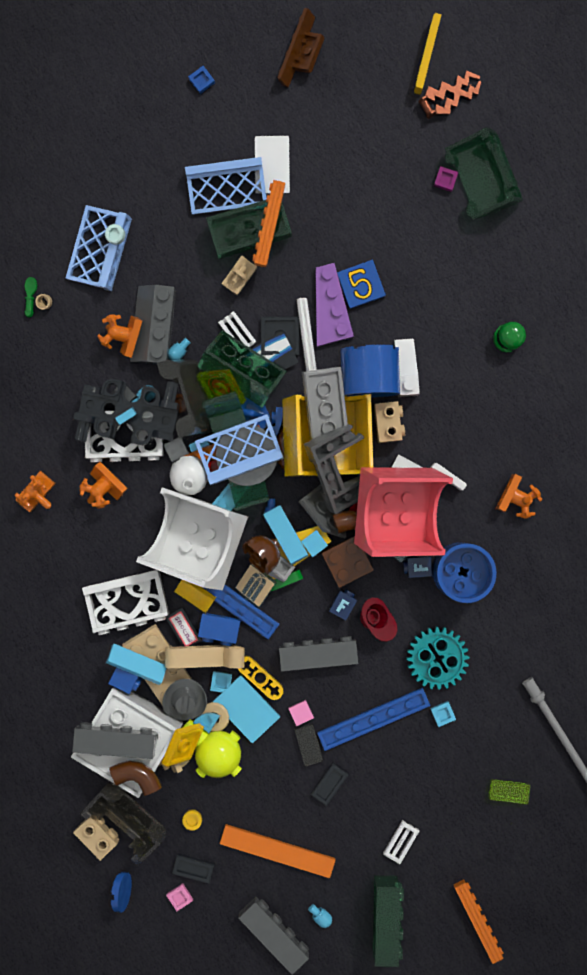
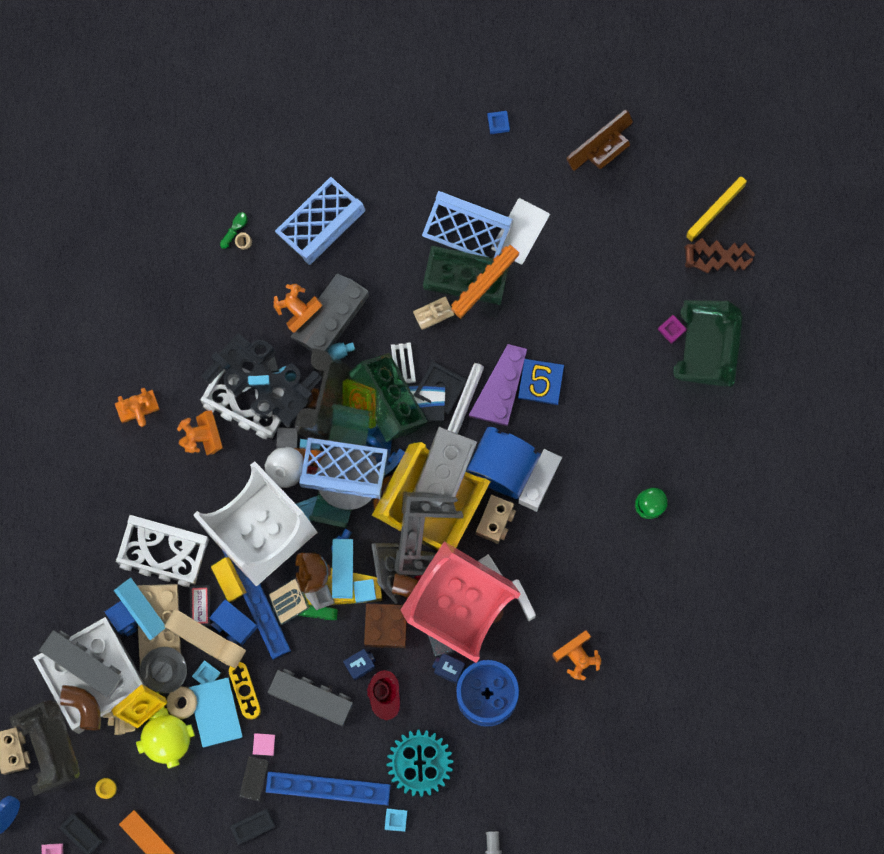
camera: 35 degrees right, 10 degrees down
(115, 234) = (341, 216): light aqua tile -> none
(207, 720) = (174, 702): medium azure tile -> none

